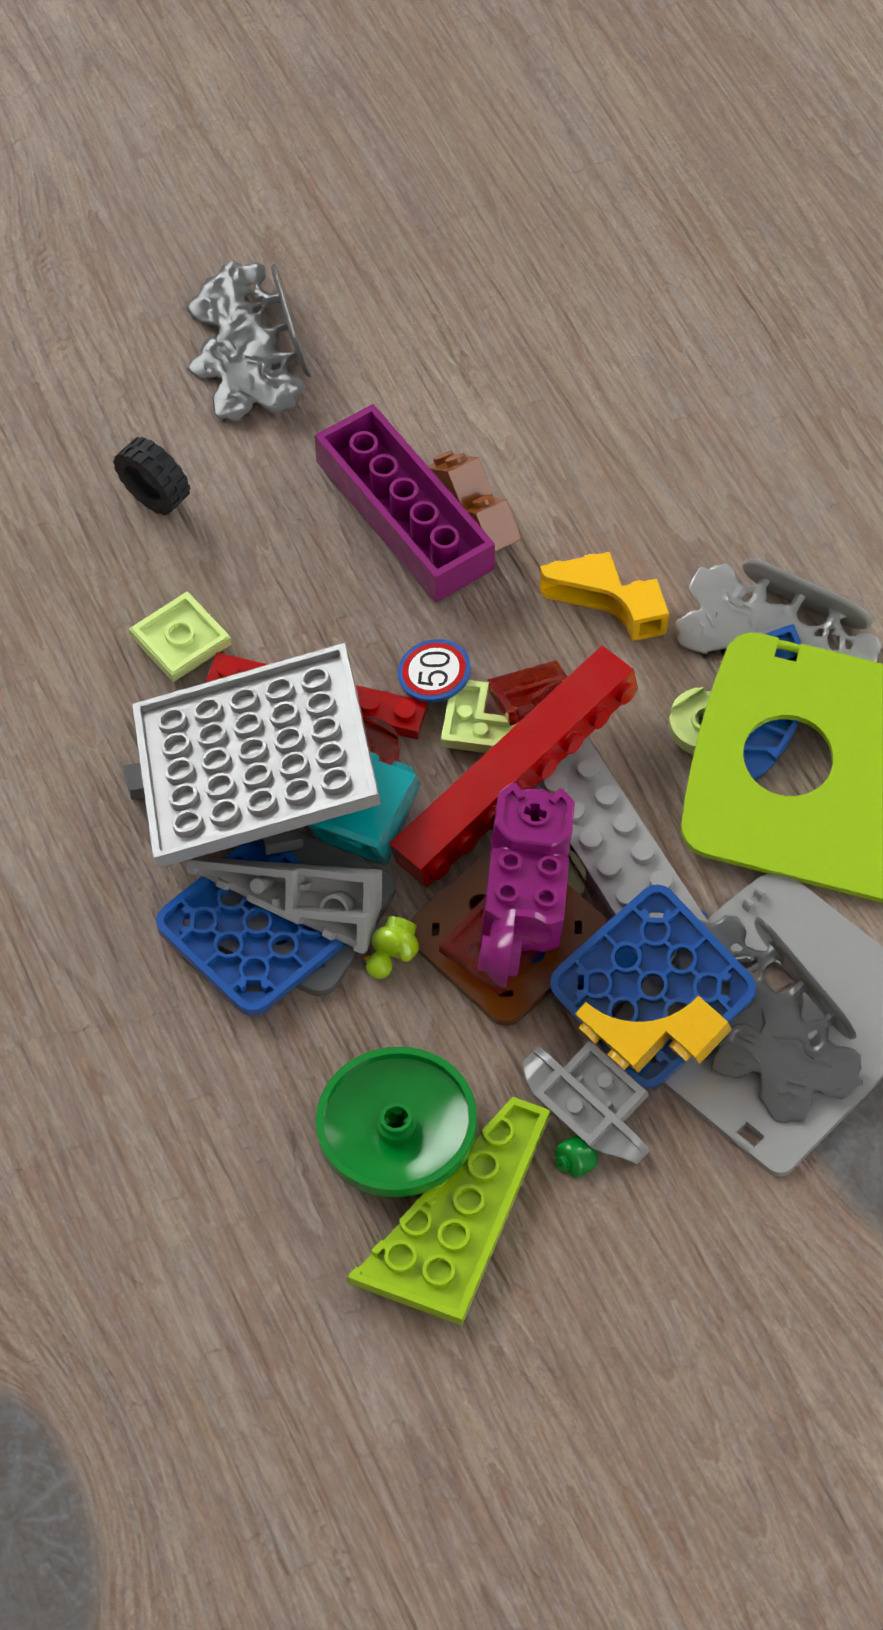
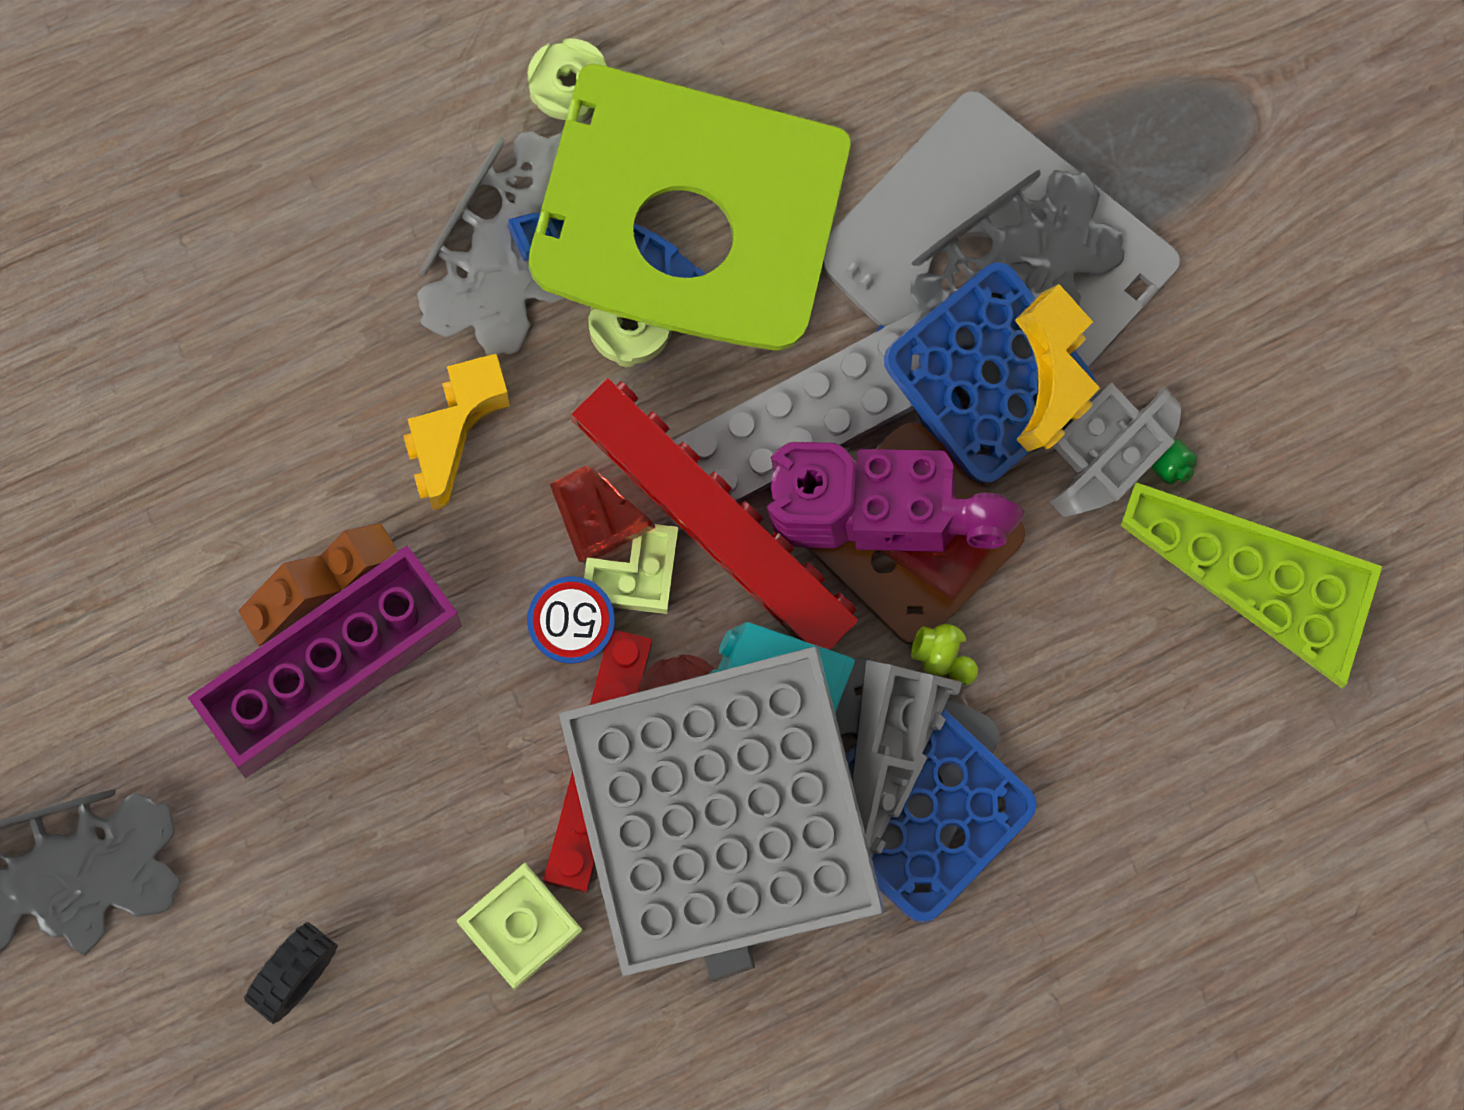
camera: 95 degrees left, 15 degrees up
(396, 1121) = (1173, 599): green dish -> none

